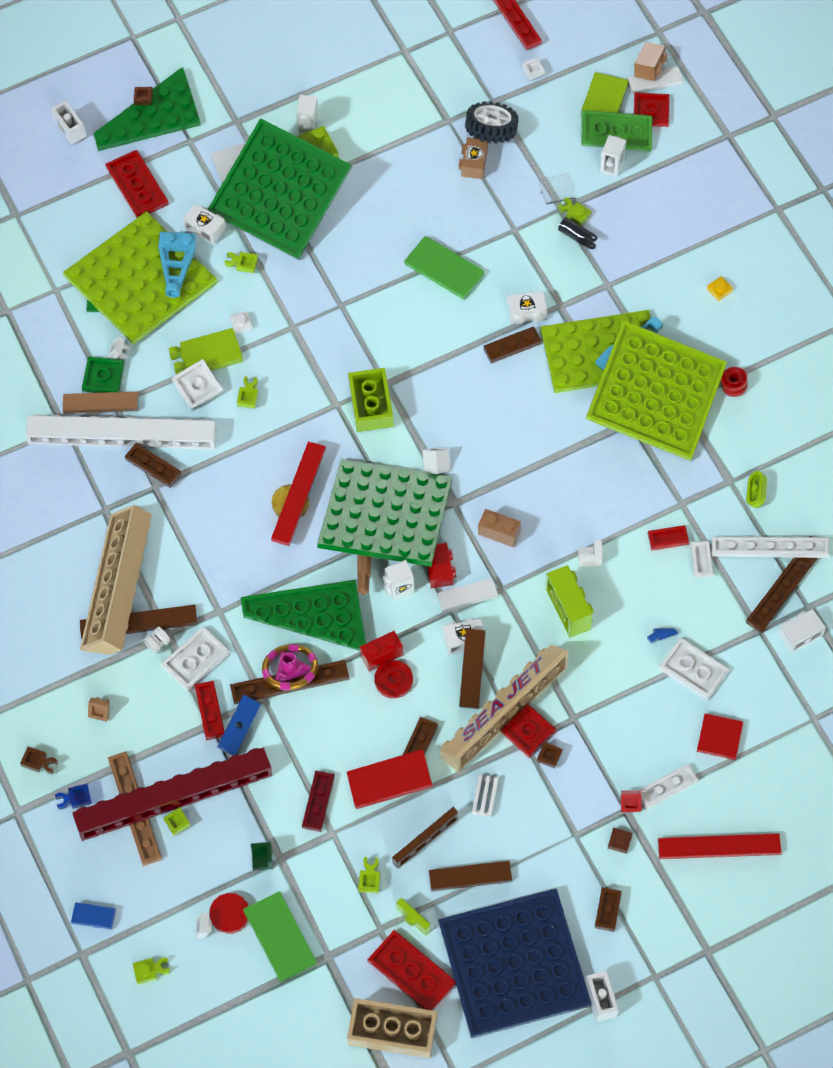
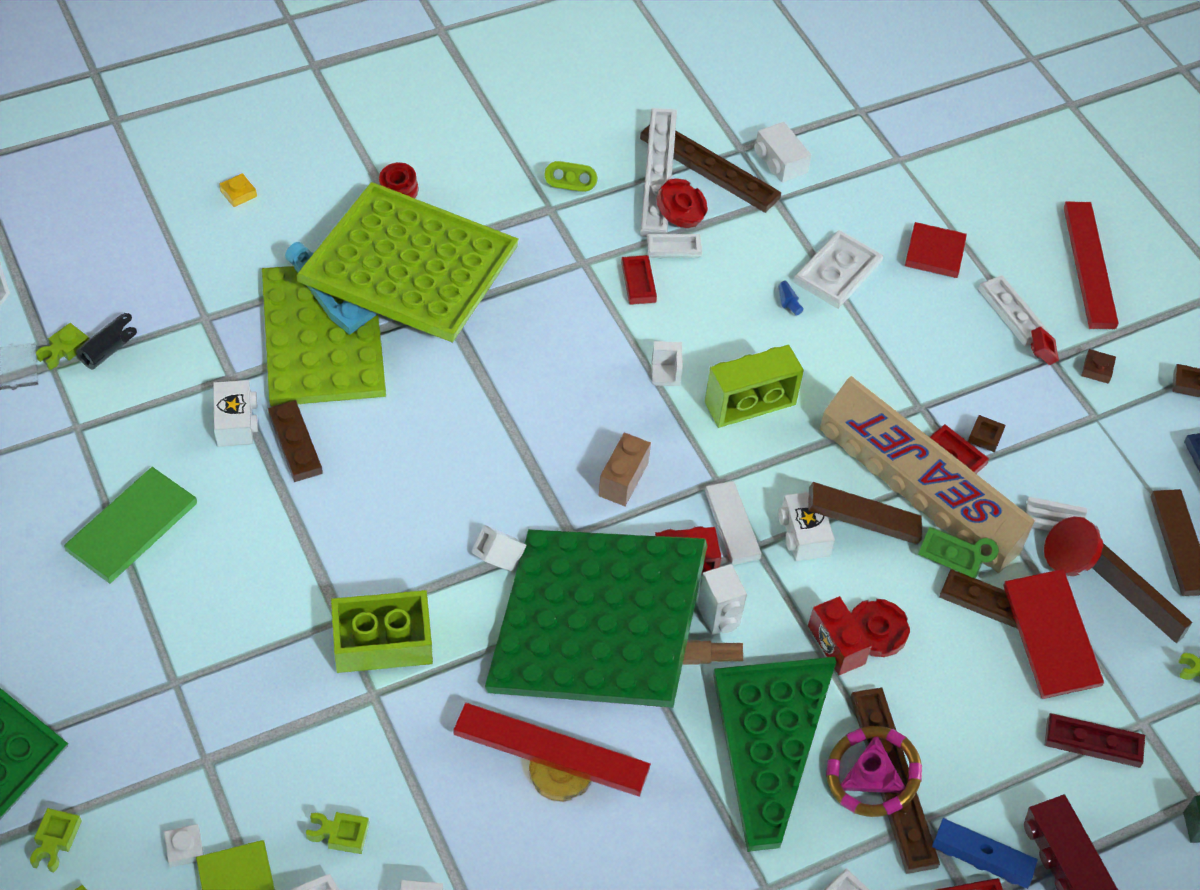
camera: 95 degrees left, 10 degrees down
(447, 724) = (956, 552): none -> bright green hinge
(454, 796) = (1073, 545): none -> red tile
(739, 561) = (681, 203): none -> red tile

